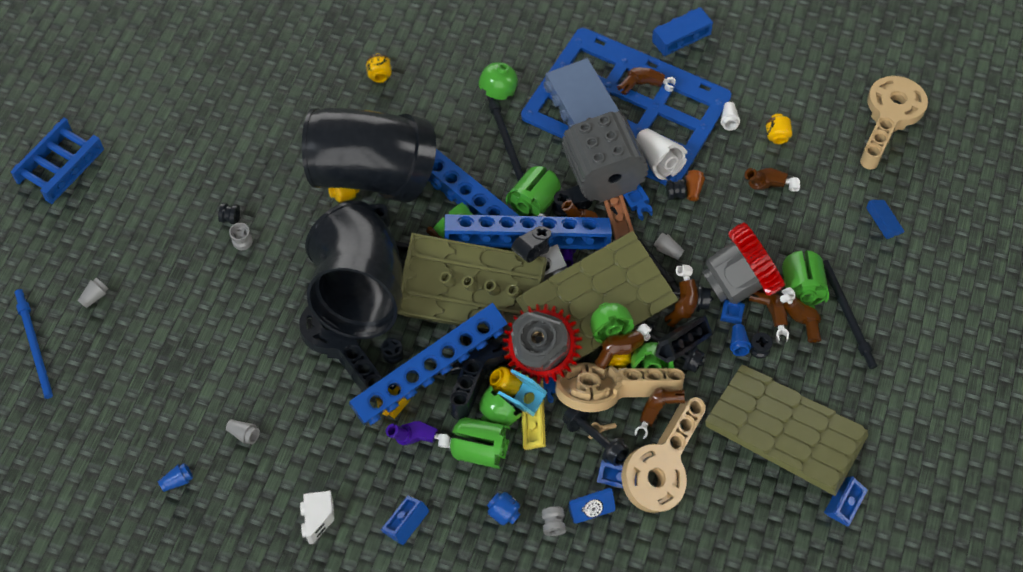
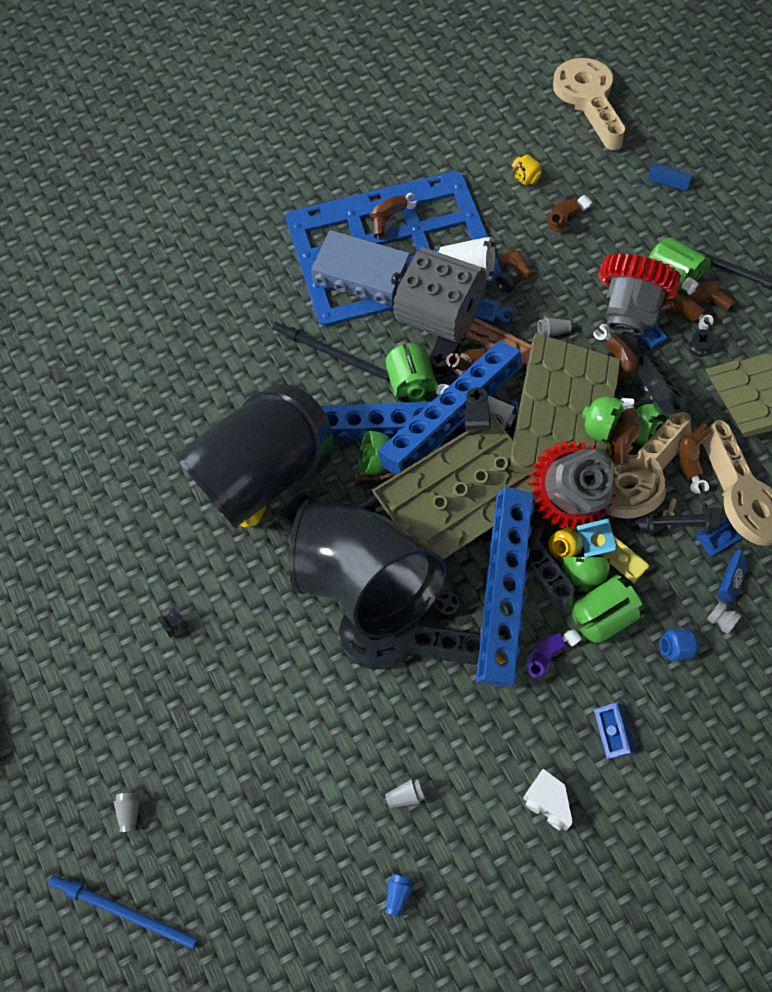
camera: 45 degrees left, 5 degrees up
(240, 236) = (203, 627): light grey wheel -> none
(378, 68) = (158, 382): yellow head -> none
(498, 80) = (274, 308): bright green cylinder -> none
(682, 31) = (369, 153): blue brick -> none
(730, 117) = (481, 190): white cone -> none
(740, 342) = (685, 353): blue cone -> none

